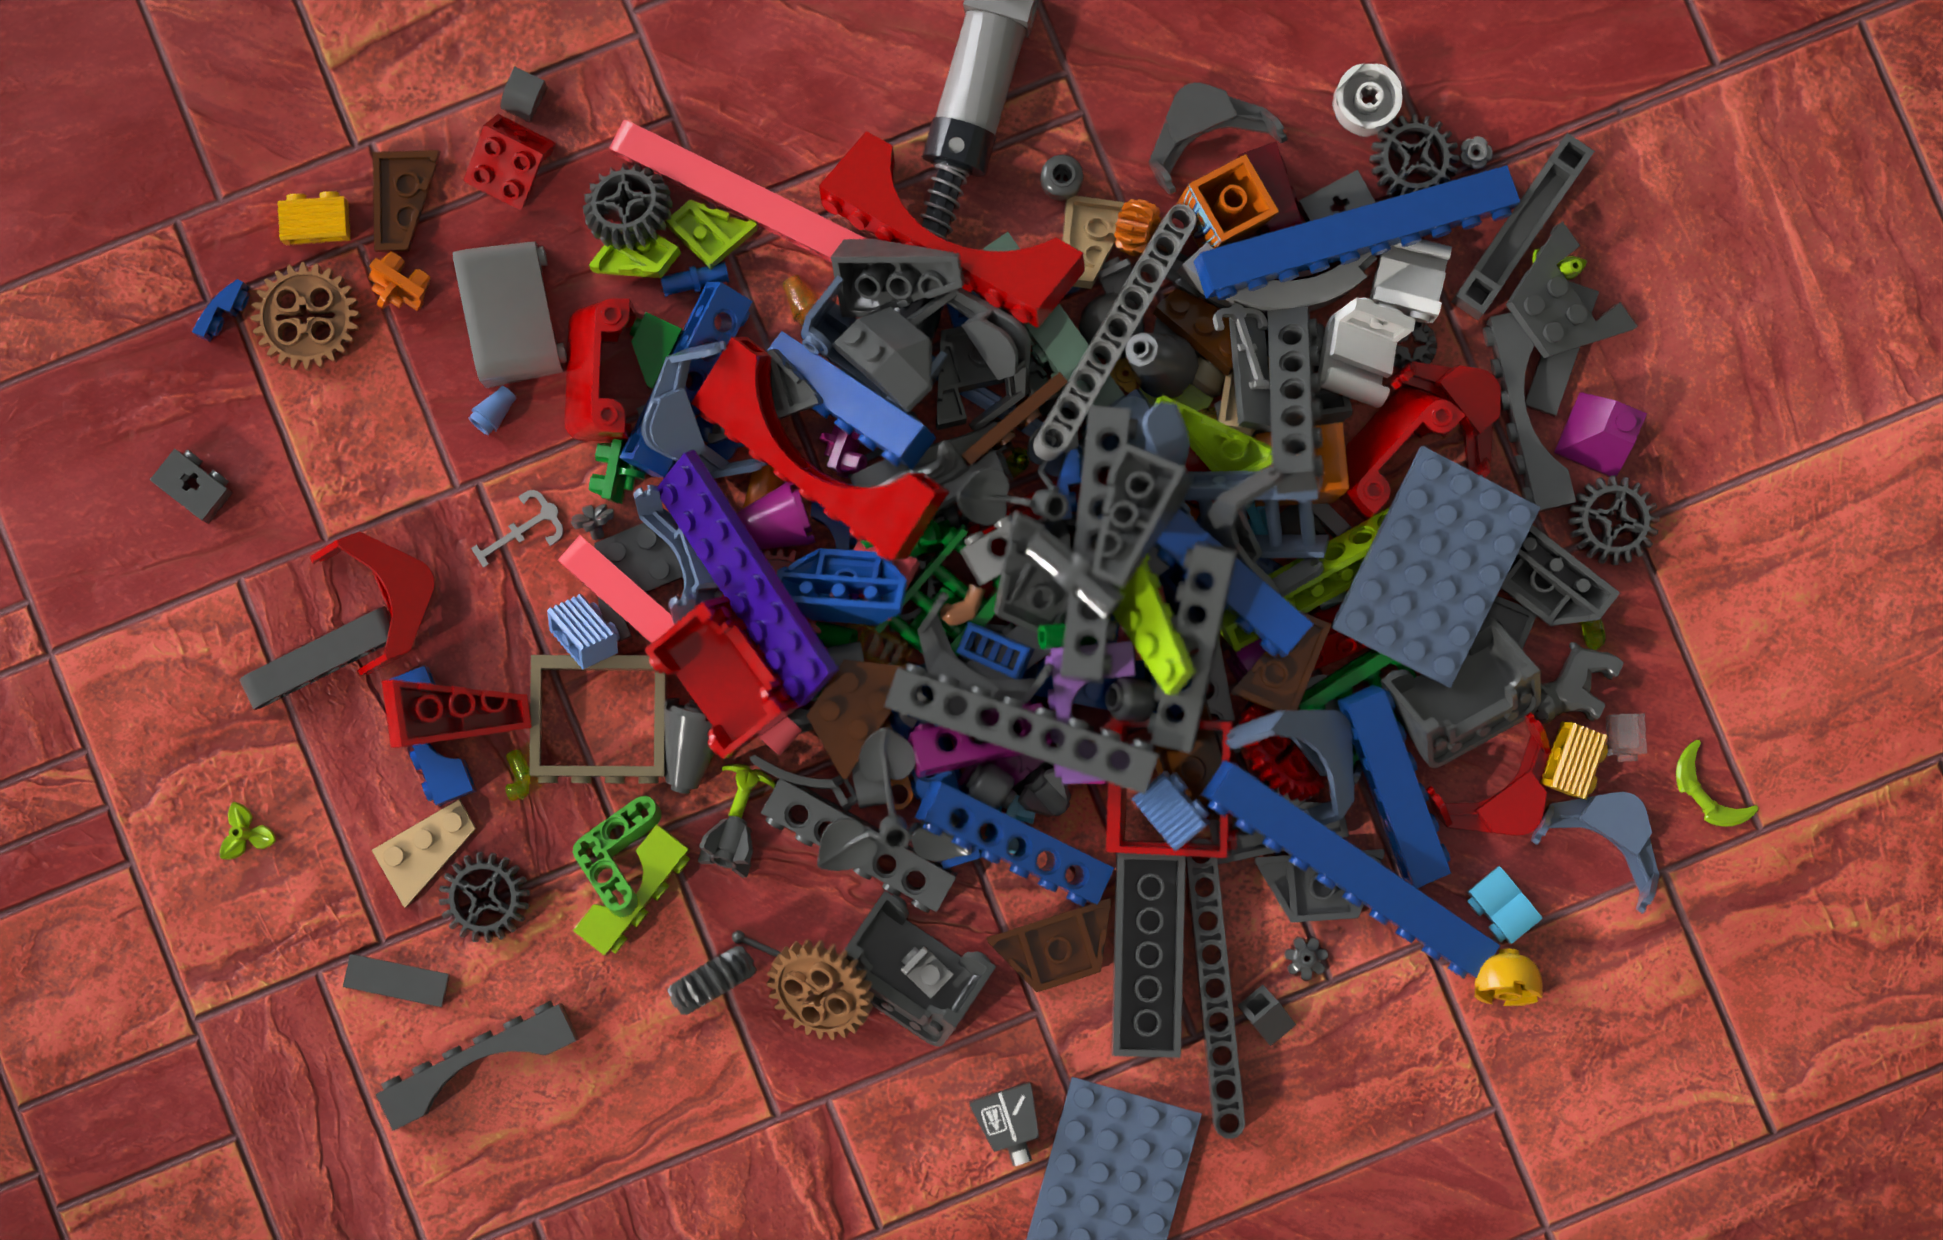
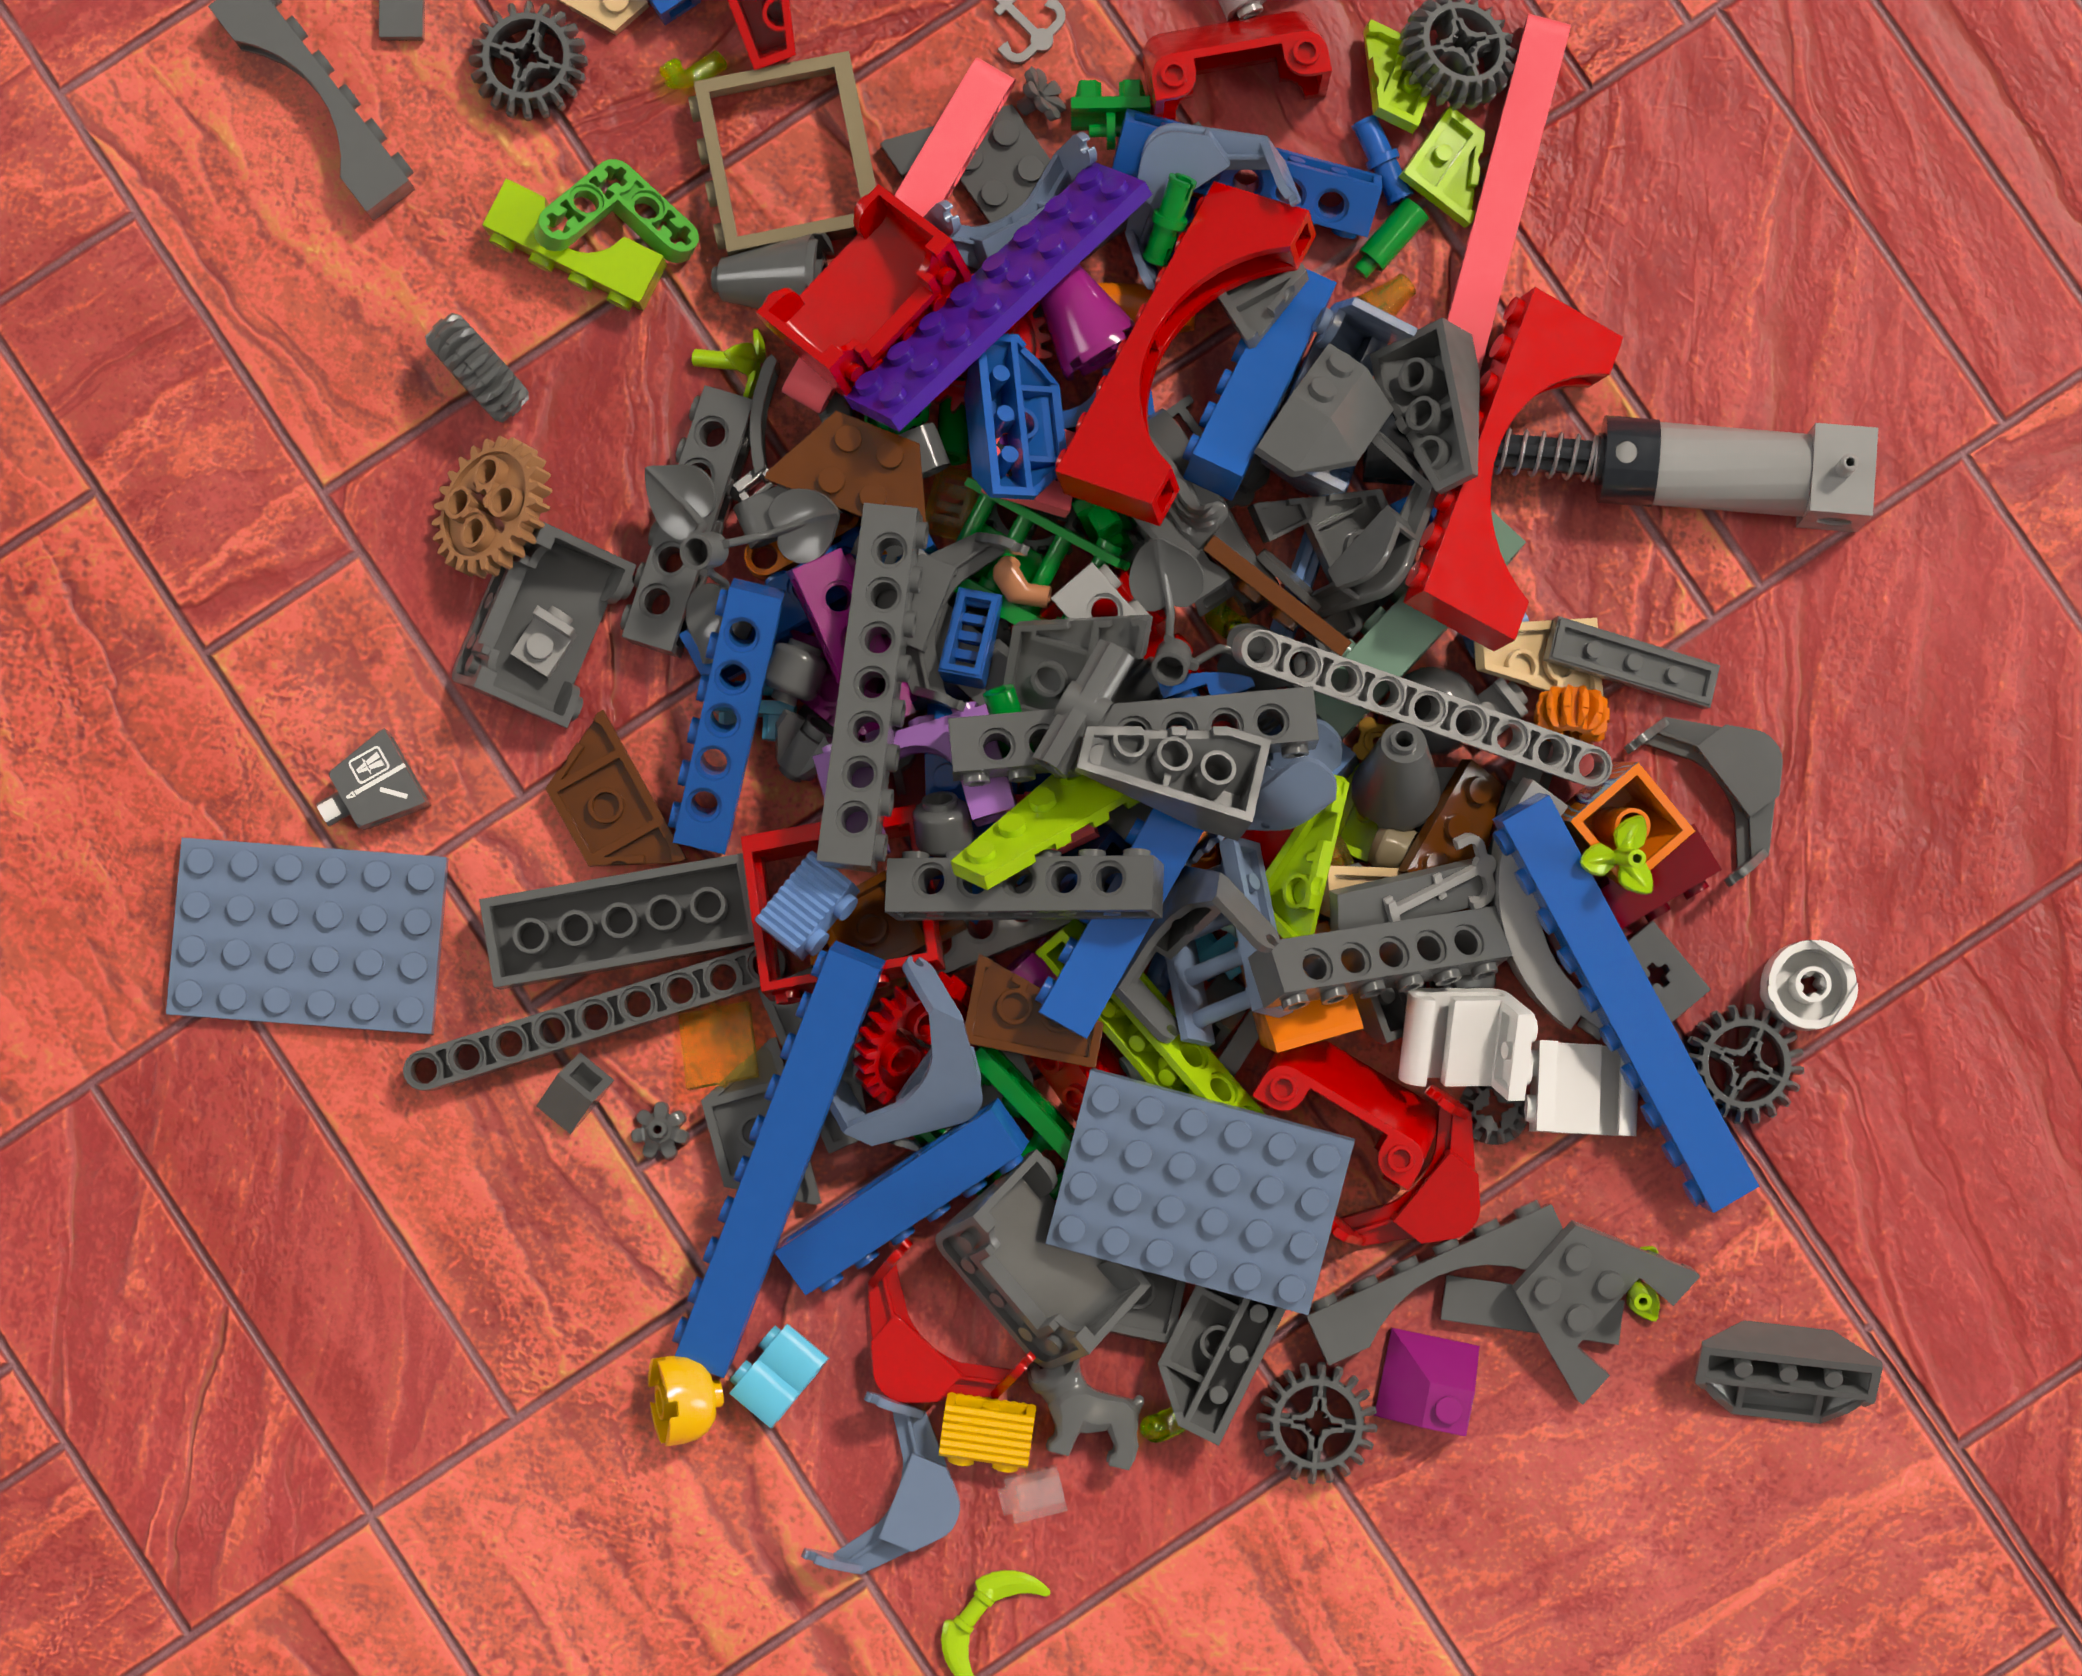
camera: 85 degrees right, 0 degrees up
(583, 631) = (892, 110): medium blue brick -> none
(652, 343) = (1286, 119): green slope -> none
(713, 441) = (1169, 219): none -> green pin
(728, 846) = (655, 354): dark grey brick -> none
(739, 937) = (542, 394): dark grey hinge -> none
(754, 285) = (1390, 237): none -> green cylinder
(843, 452) = (1191, 395): dark pink hips -> none
(1066, 167) = (1626, 592): dark grey head -> none
(1106, 176) = (1631, 662): none -> dark grey tile
(1253, 901) = (718, 1045): none -> clear yellow piece
(1265, 203) = (1633, 870): none -> lime plant
(1472, 160) = (1757, 1147): light grey plate -> none
(1522, 226) = (1682, 1224): dark grey arch -> none
(1643, 173) = (1787, 1372): none -> dark grey wedge

